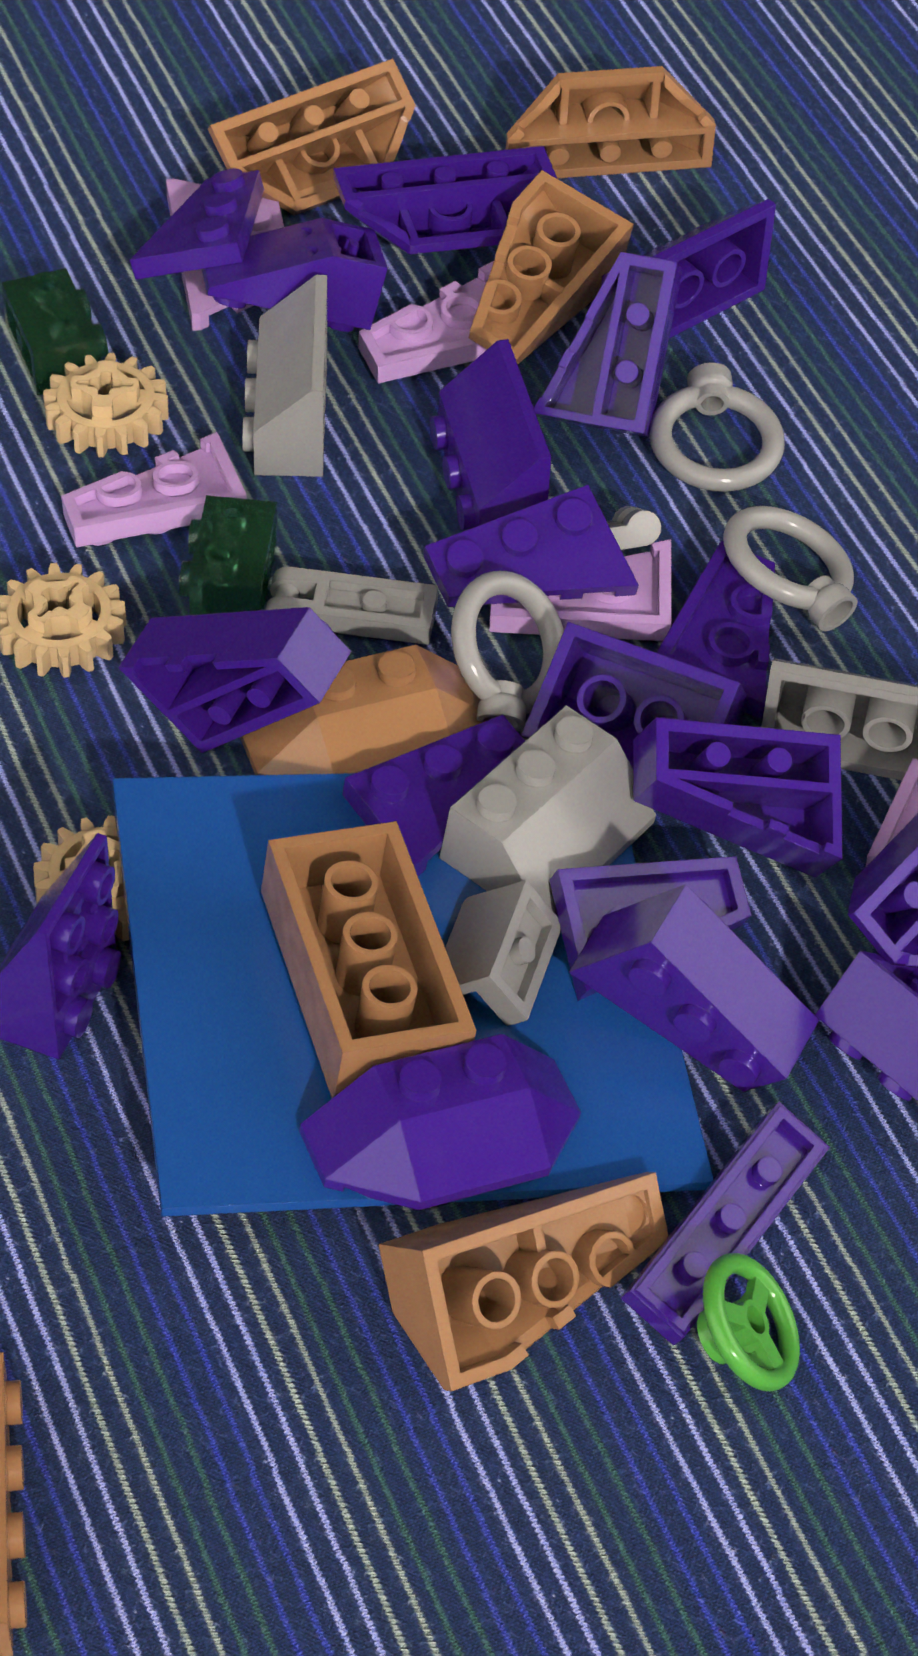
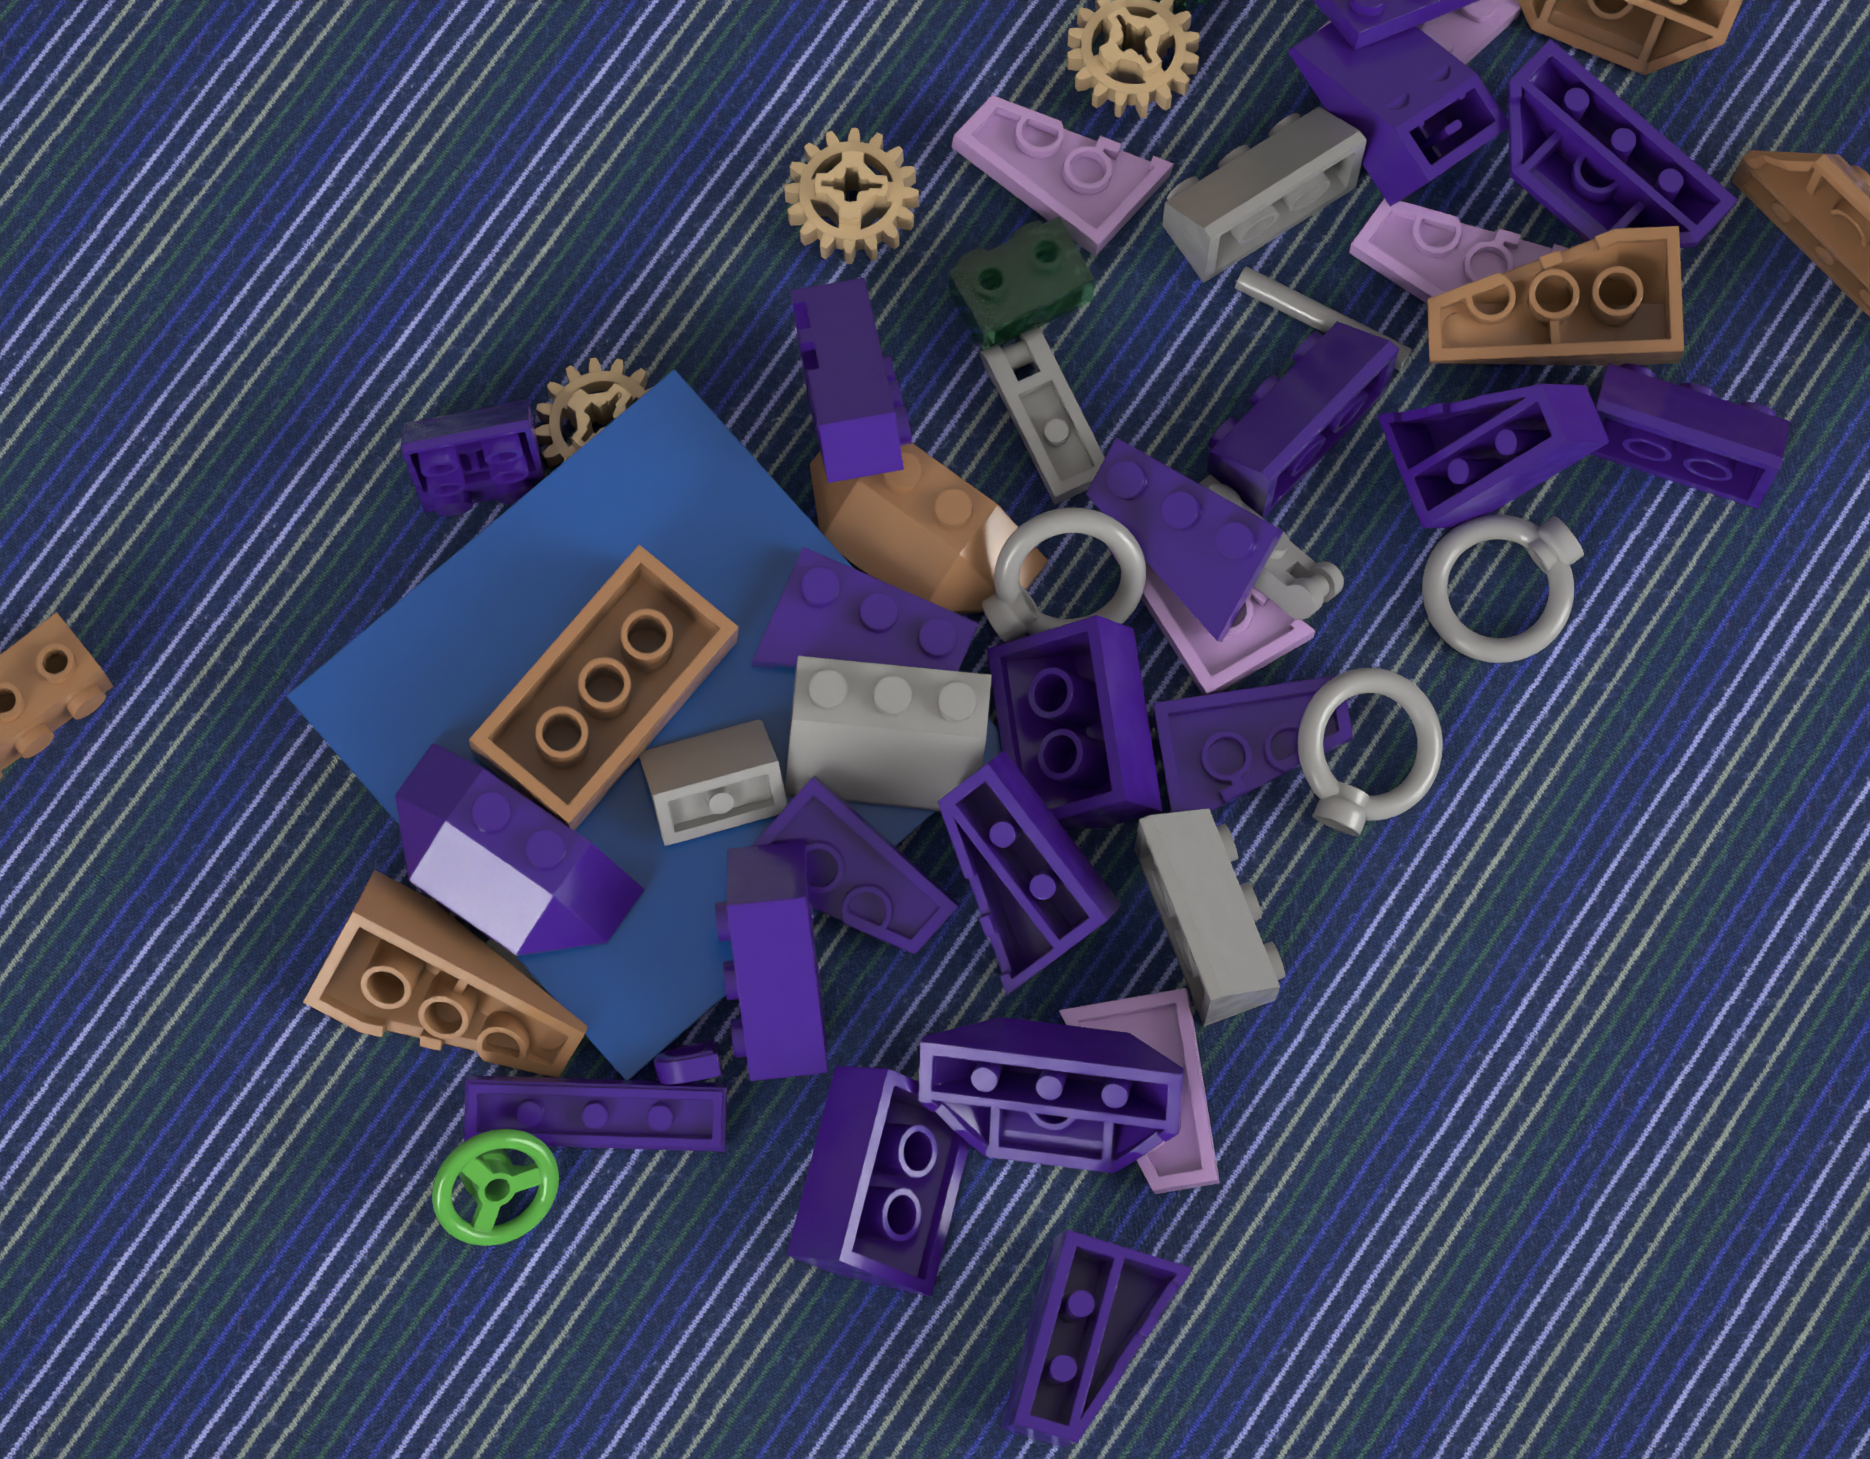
camera: 60 degrees right, 25 degrees up
(386, 433) = (1304, 308): none -> light grey bar
(735, 1119) = (689, 1063): none -> dark purple tile

